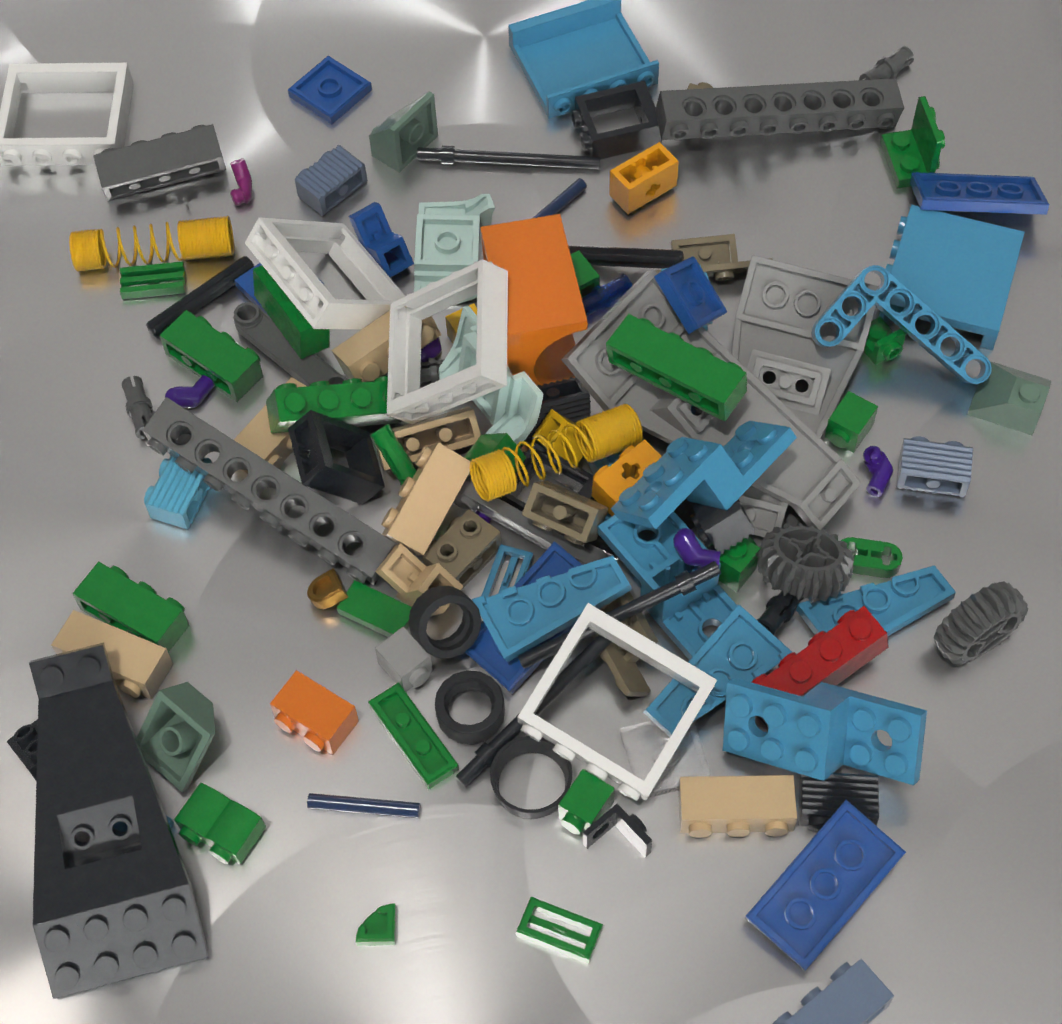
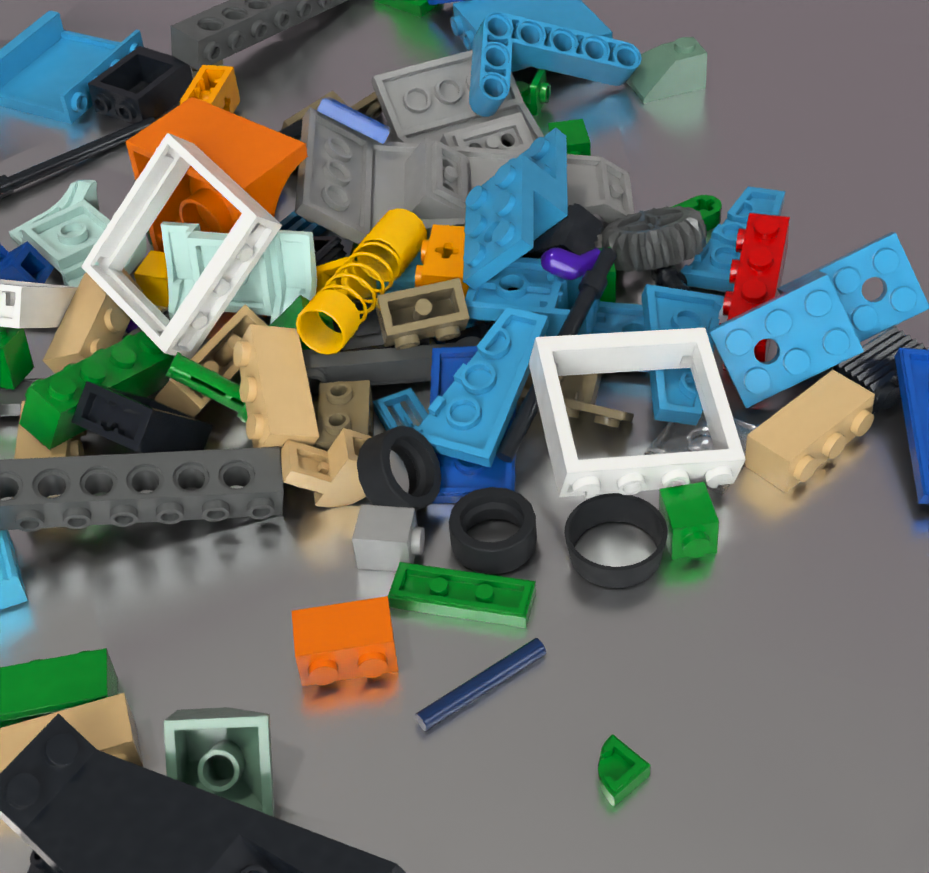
camera: 40 degrees left, 15 degrees down
(220, 824) = (356, 803): green brick -> none
(326, 590) = (242, 542): pearl gold tile -> none
(374, 609) = (309, 527): green tile -> none
(487, 752) = (553, 550): black bar -> none
(554, 943) = (787, 642): green tile -> none
(628, 825) = (748, 512): black bracket -> none
(677, 366) = (408, 151): green brick -> none
(879, 468) = (629, 163): dark purple arm -> none
(935, 466) = (667, 135): sand blue brick -> none
(980, 622) = (833, 188): dark grey gear -> none

